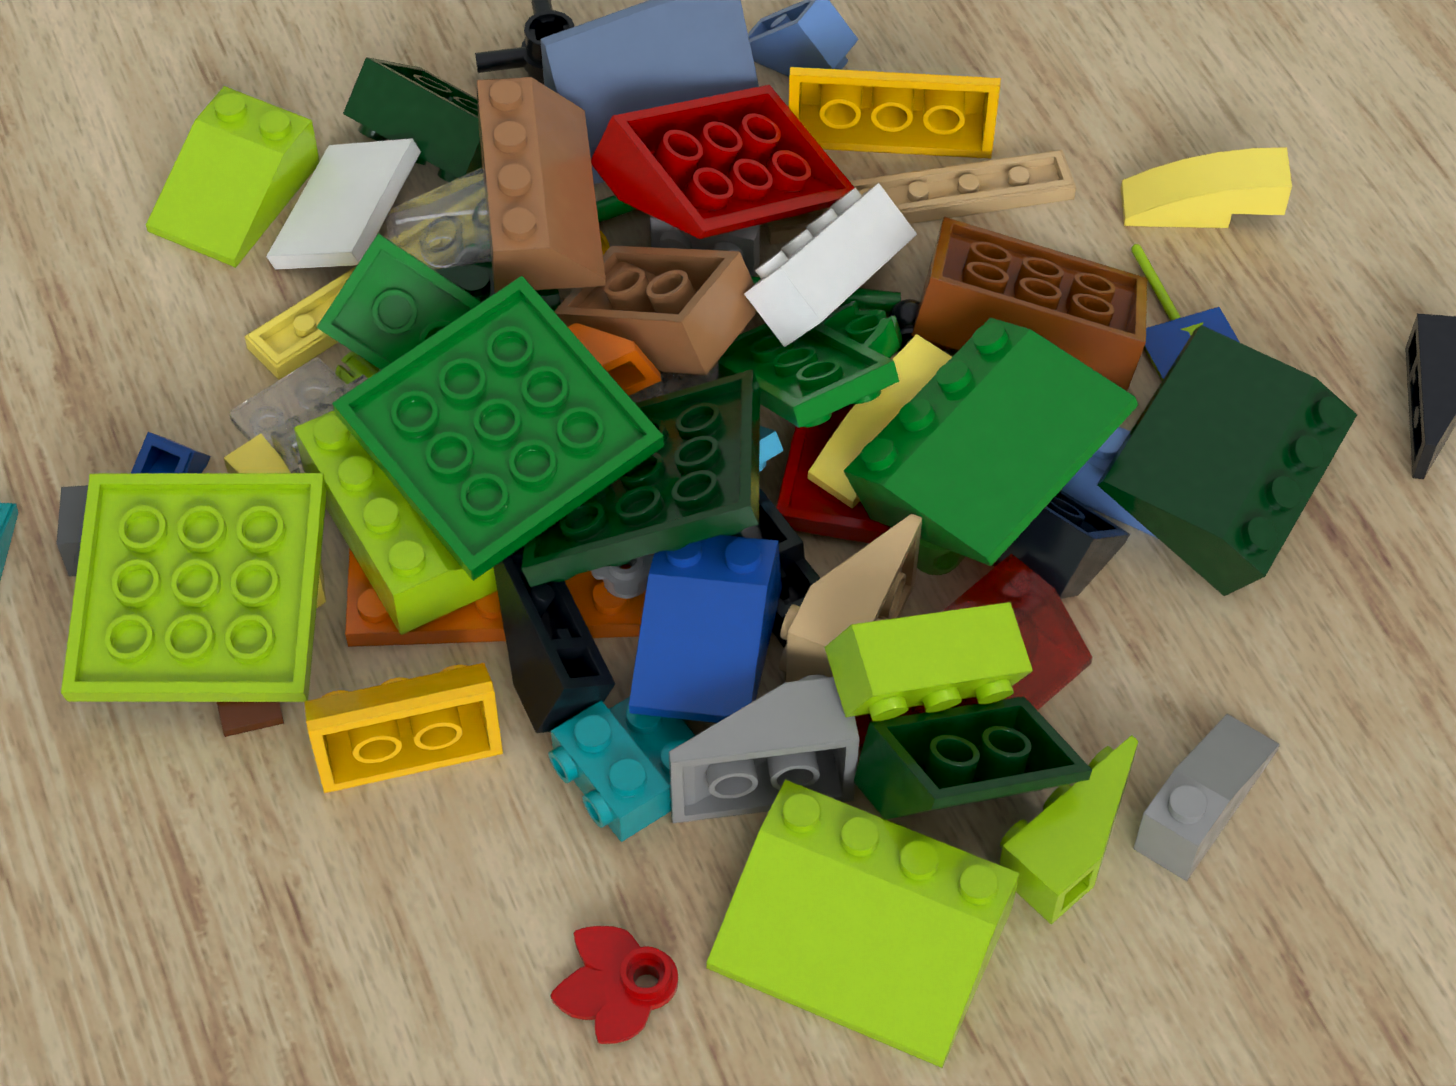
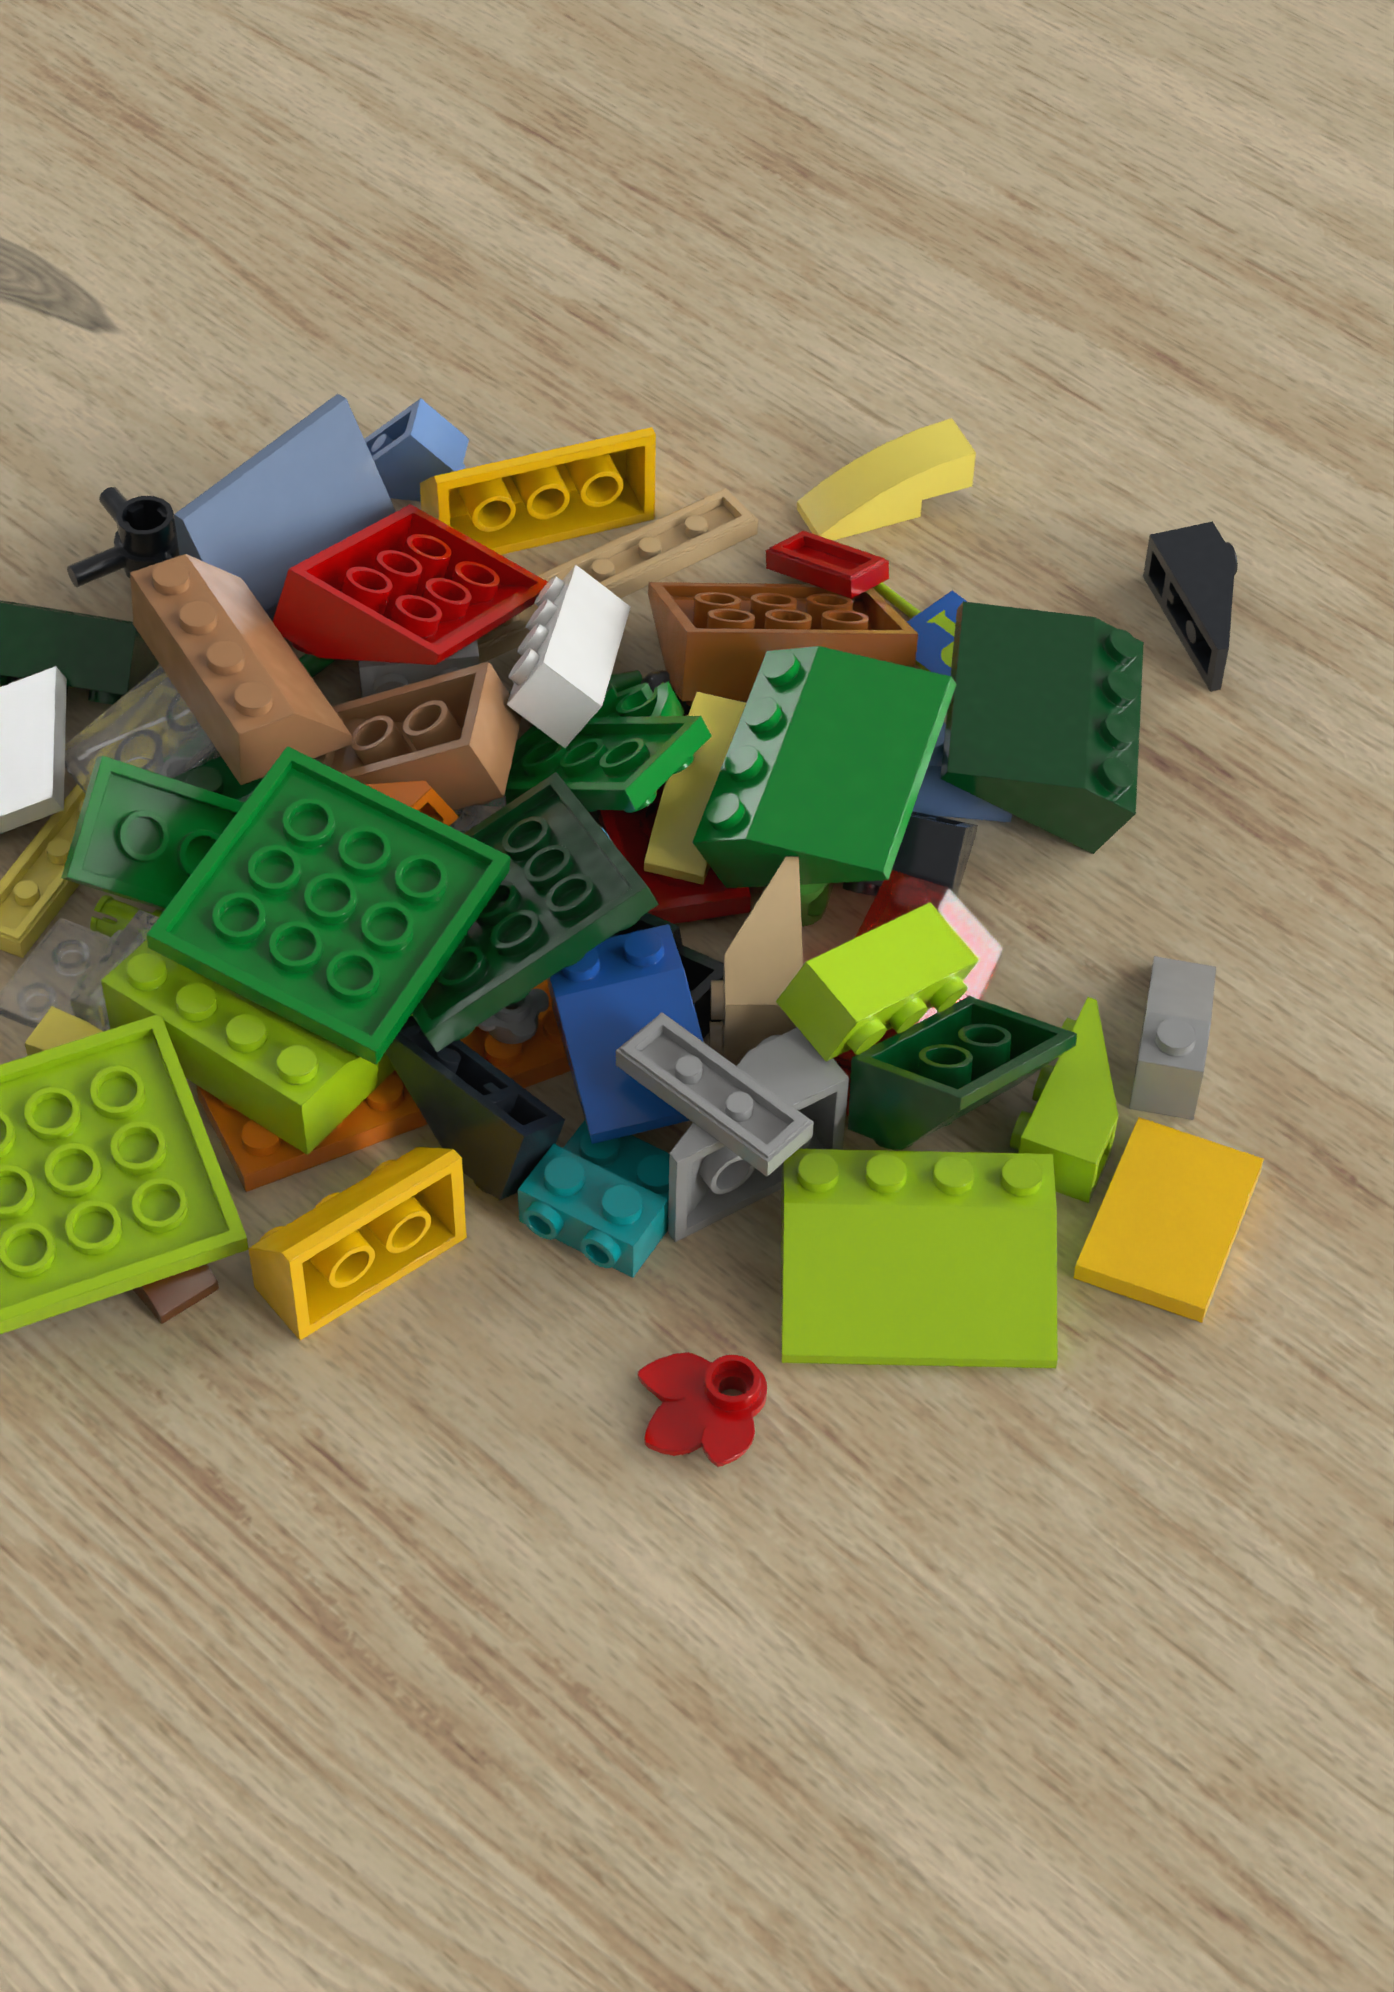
camera: 25 degrees left, 5 degrees down
(732, 713) = (714, 1094): none -> light grey tile
(1112, 969) = (1169, 1219): none -> yellow tile
(1113, 248) = (827, 564): none -> red tile

